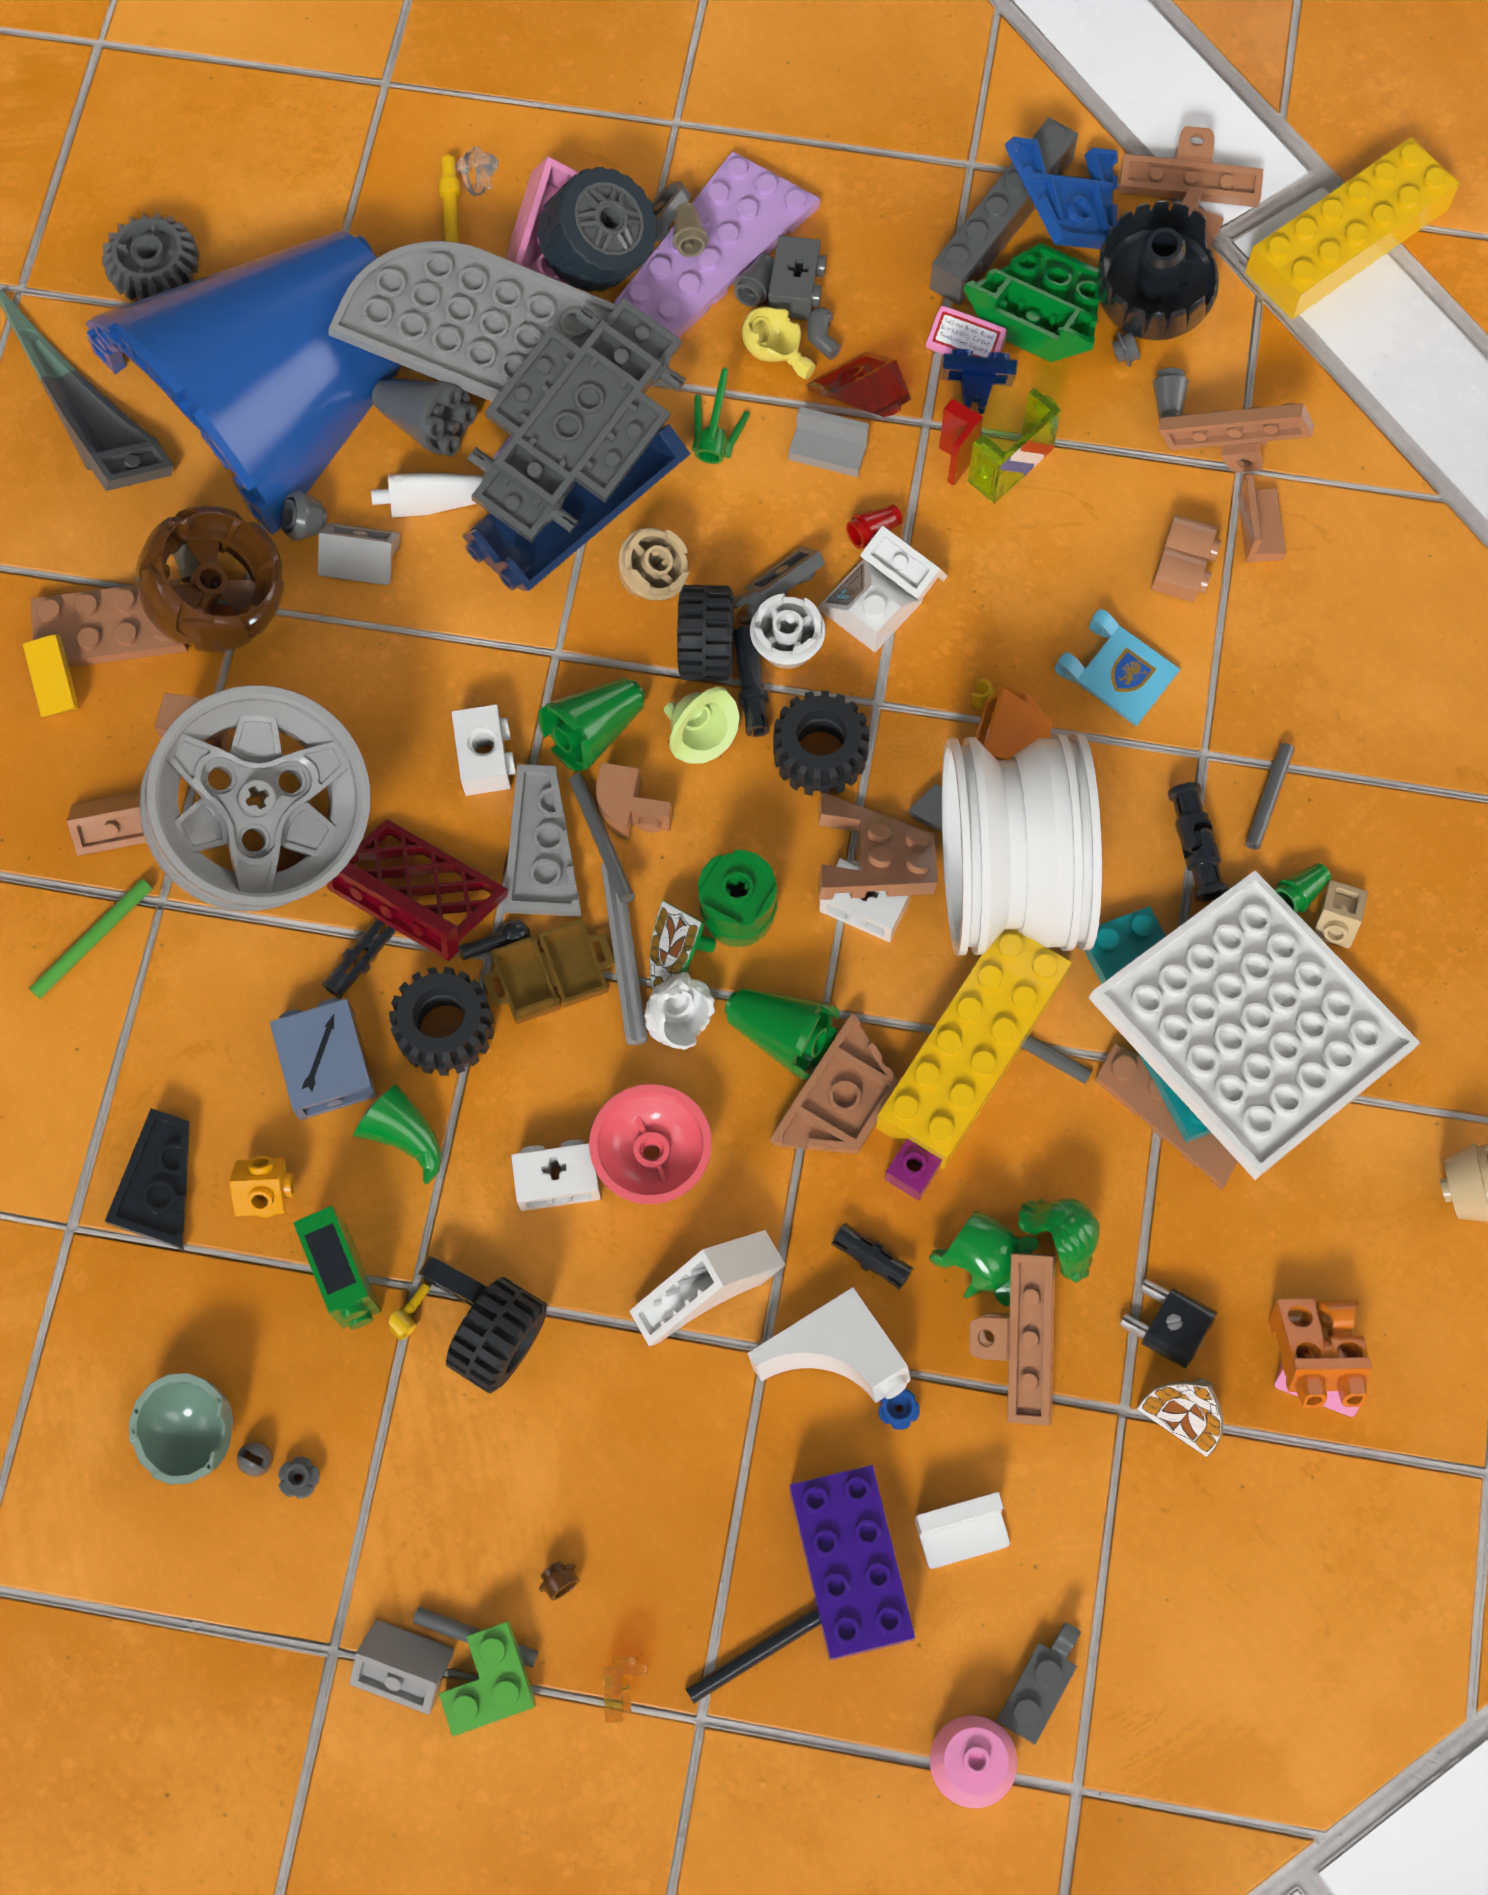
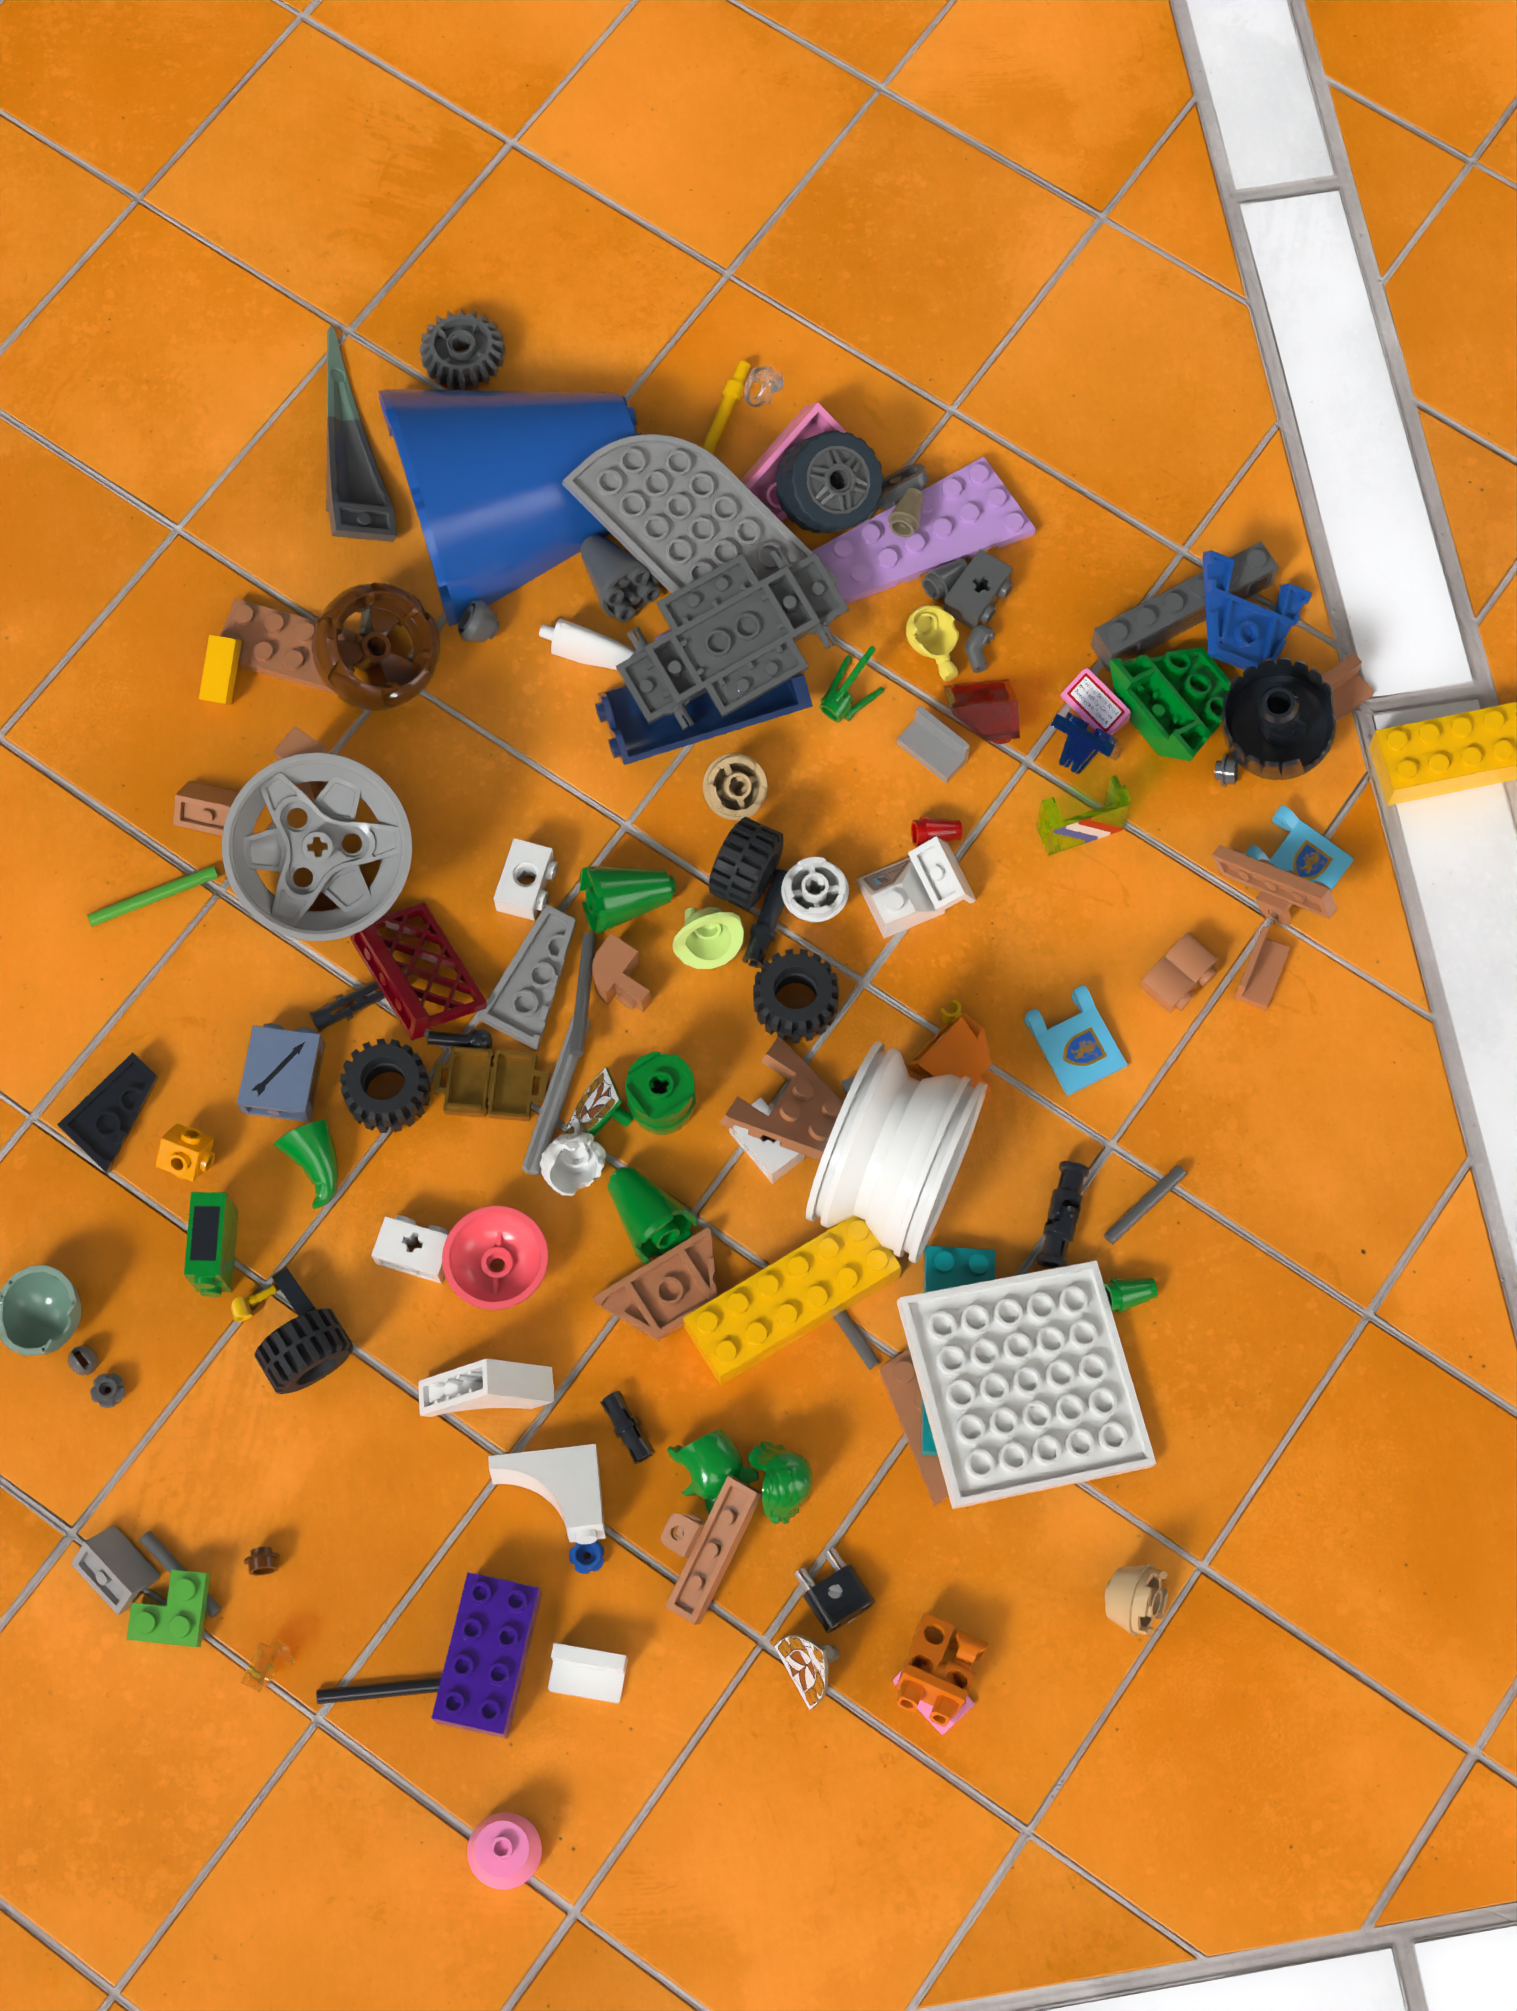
camera: 25 degrees right, 0 degrees up
(357, 553) = (507, 671): light grey panel -> none
(792, 570) = (830, 844): dark grey plate -> none
(913, 1182) = (695, 1385): magenta plate -> none
(958, 433) = (1042, 784): red panel -> none
(1040, 1686) = (585, 1820): dark grey plate -> none
(1170, 391) = (1243, 826): dark grey cone -> none
(1191, 167) = (1366, 639): nougat plate -> none
(1238, 388) = (1305, 851): none -> medium azure flag
(1341, 914) = (1149, 1328): tan bracket -> none

